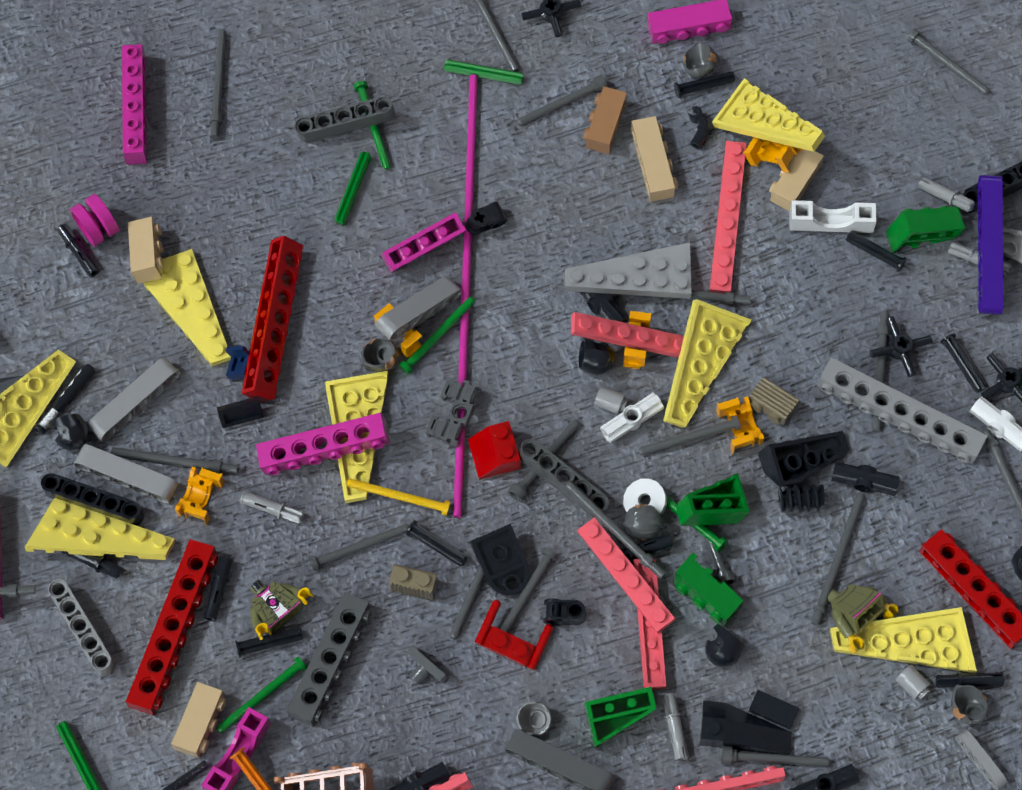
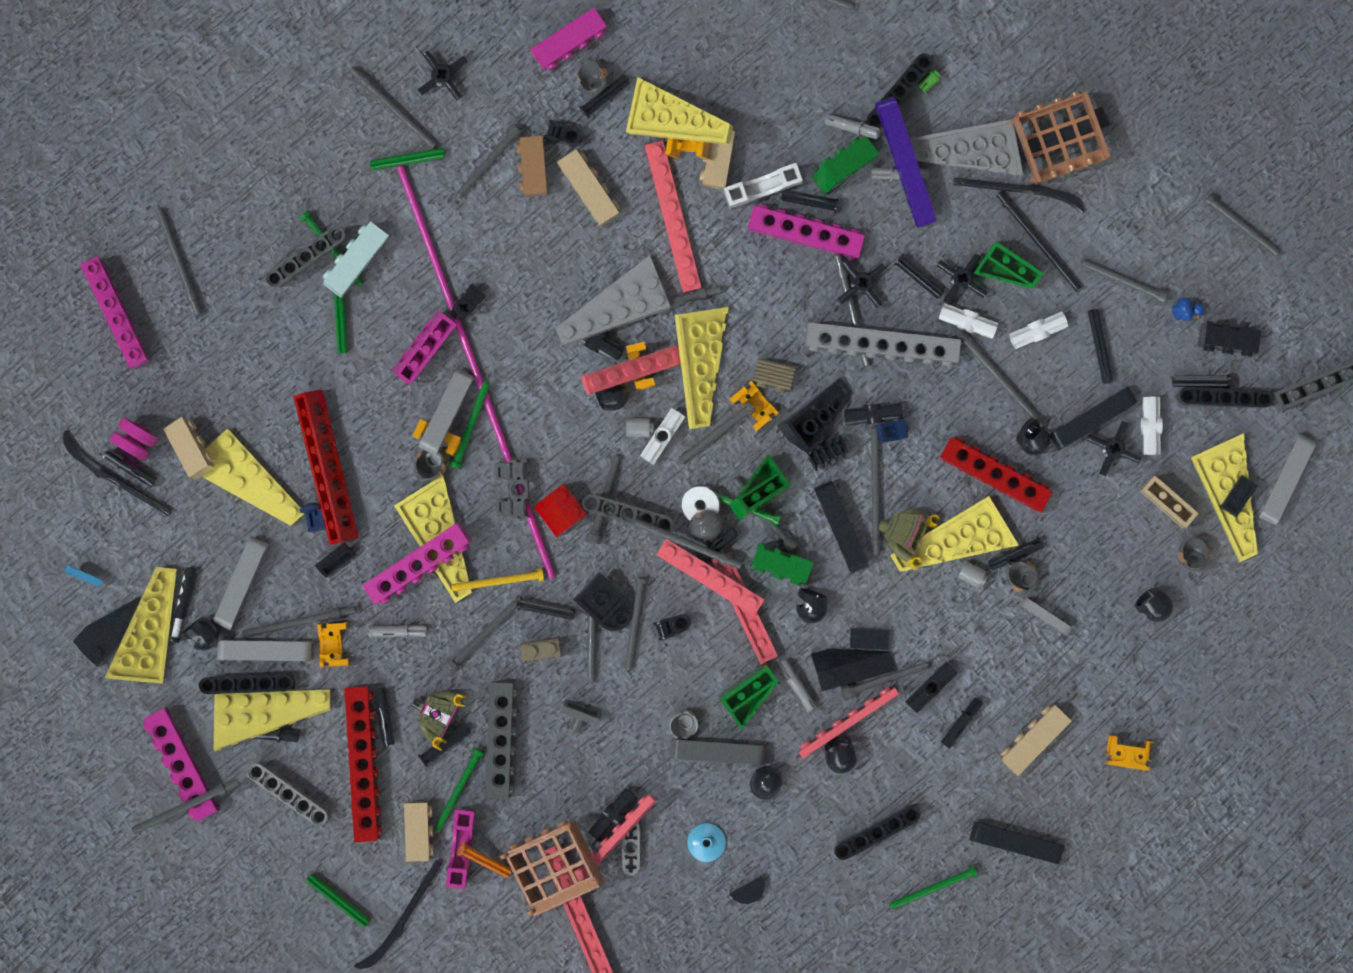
camera: 20 degrees left, 20 degrees up
(47, 245) = (102, 473): none -> black piece
(391, 138) = (355, 260): none -> light aqua brick
(508, 644) = (639, 670): red plate -> none
(645, 99) = (561, 133): none -> black piece
(703, 128) = (621, 142): black piece -> none
(787, 580) = (841, 527): none -> black beam
(864, 288) = (795, 235): none -> dark pink brick
(879, 503) = (892, 431): none -> dark blue bracket

